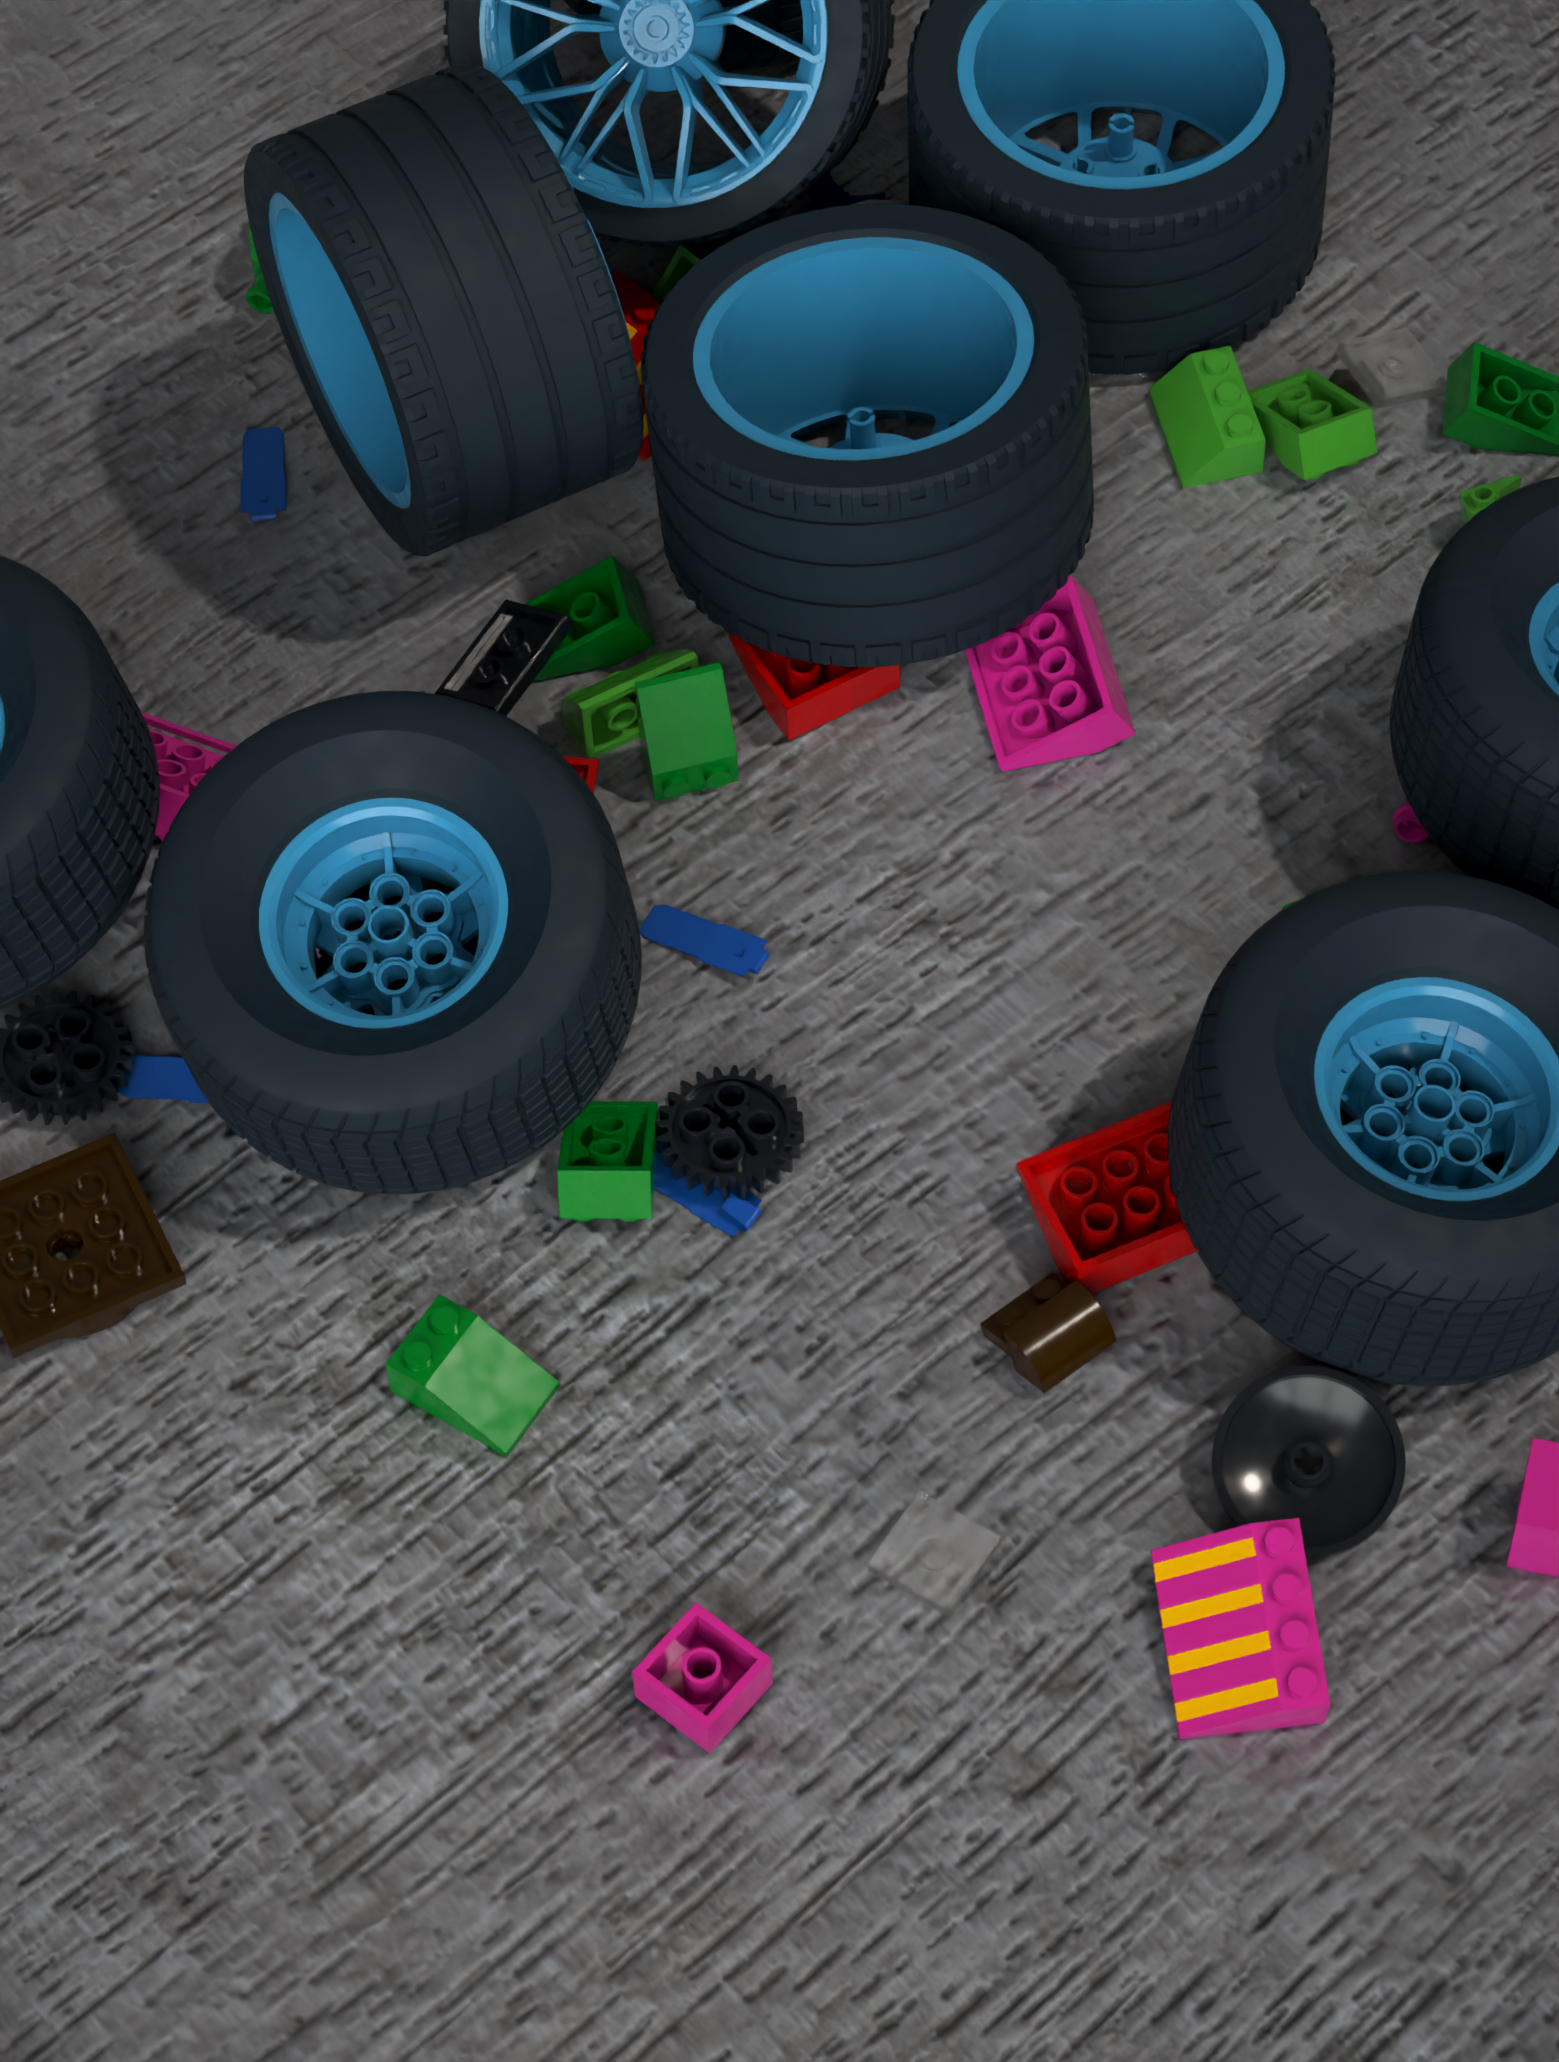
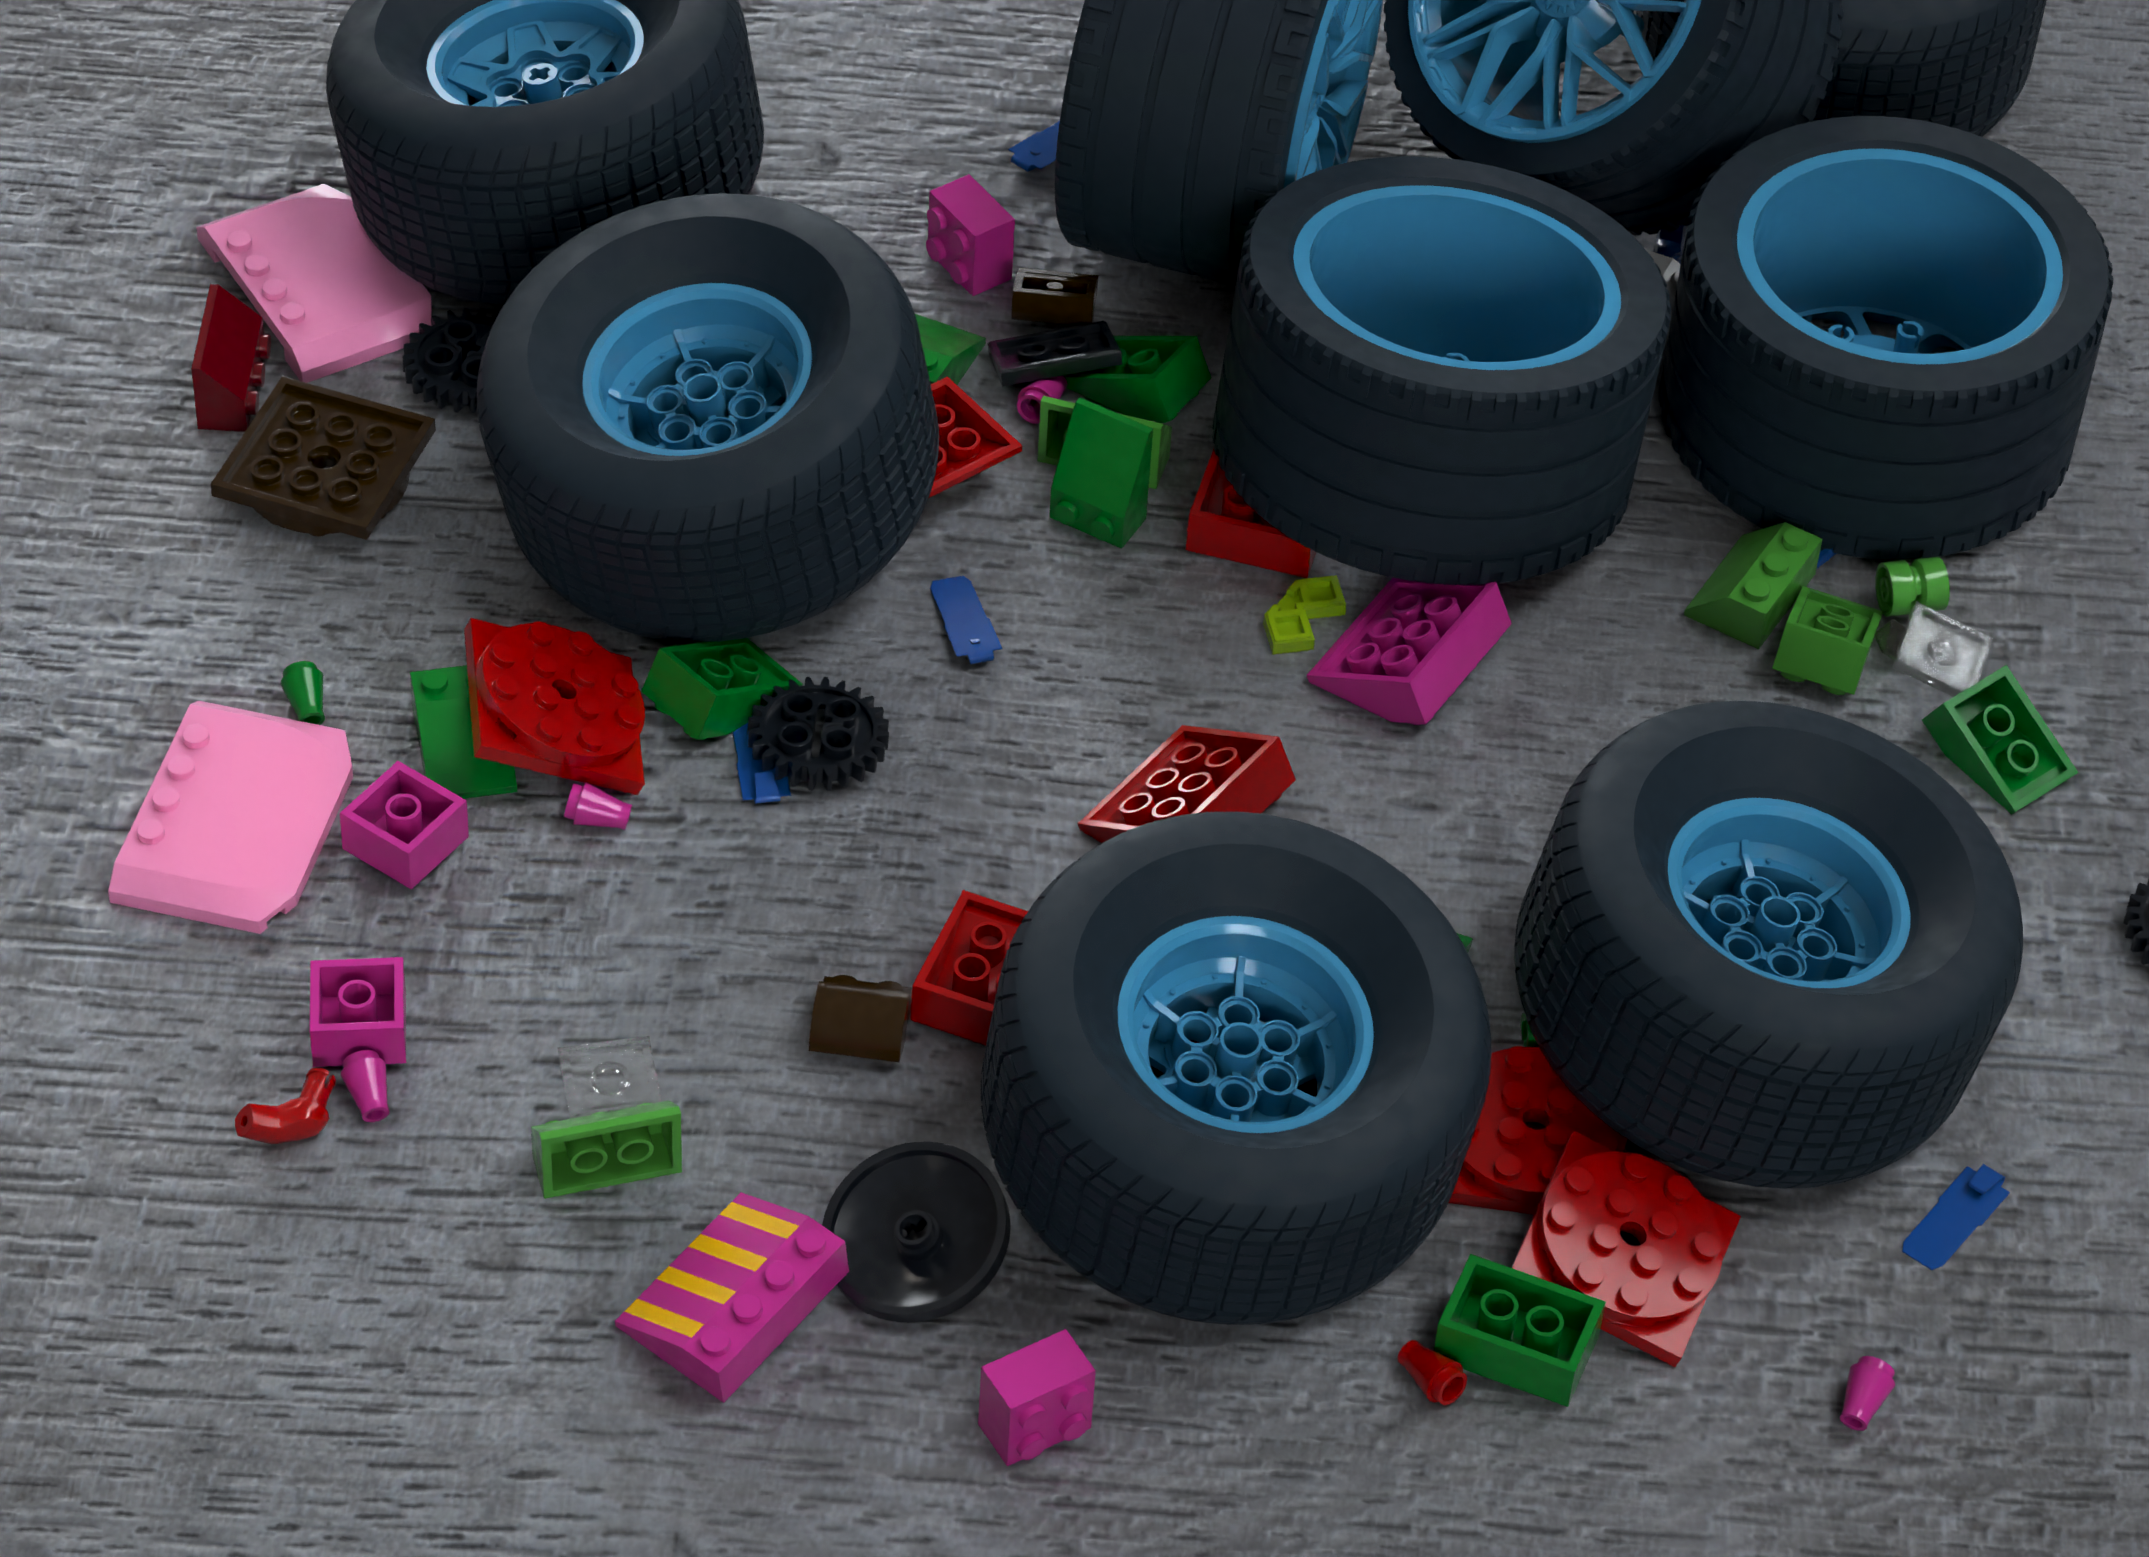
camera: 40 degrees right, 10 degrees down
(303, 1455) = (304, 690): none -> green cone
(323, 612) = (970, 235): none -> dark pink brick
(385, 1608) = (233, 818): none -> bright pink slope
(441, 609) = (1054, 297): none -> dark brown brick
(525, 1288) = (554, 704): none -> red piece
(536, 1493) = (404, 824): none -> dark pink brick
(538, 709) = (1030, 397): none -> dark pink cone
(644, 1345) = (596, 808): none -> dark pink cone
(761, 1805) = (293, 1119): none -> red arm
(774, 1728) = (367, 1083): none -> dark pink cone
(922, 710) = (1305, 599): none -> lime tile
(1011, 1604) = (607, 1148): none -> bright green slope
(1049, 942) = (1195, 774): none -> red slope
(1316, 331) = (1903, 585): none -> bright green wheel

